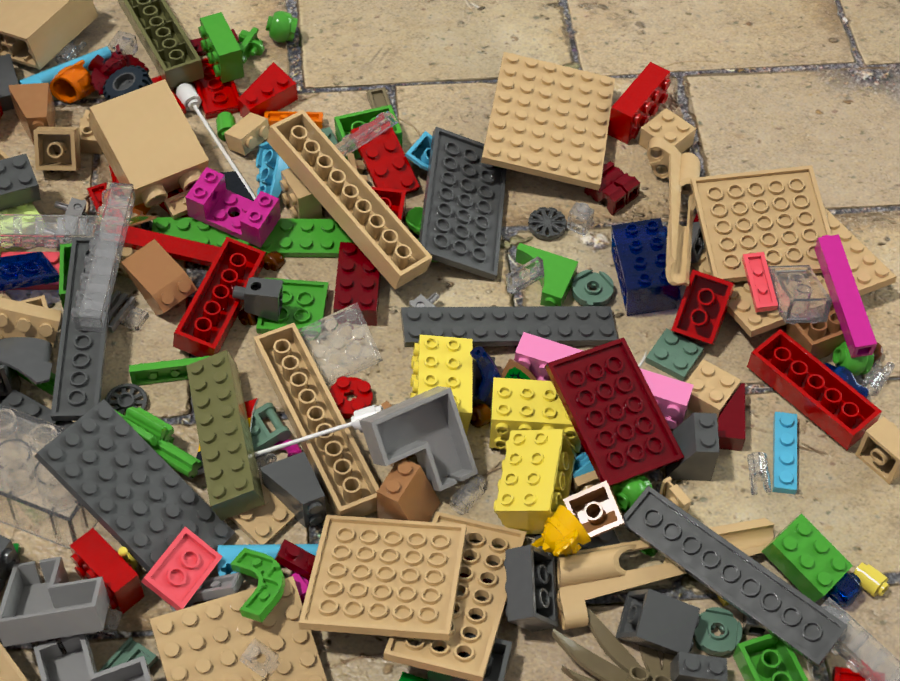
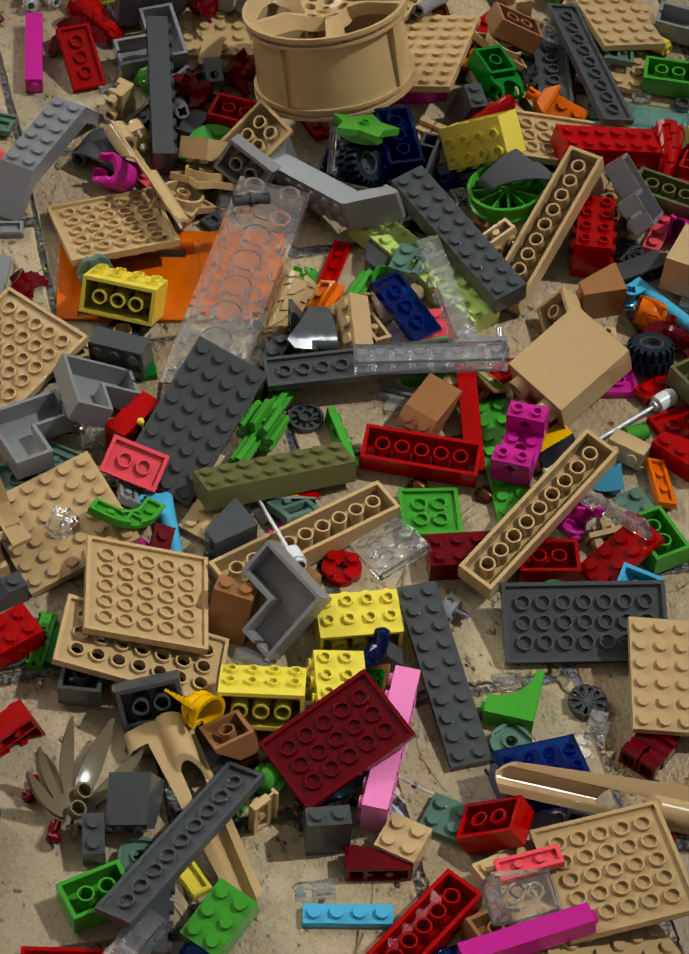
camera: 80 degrees right, 5 degrees down
(261, 297) = (420, 472): dark grey torso -> none

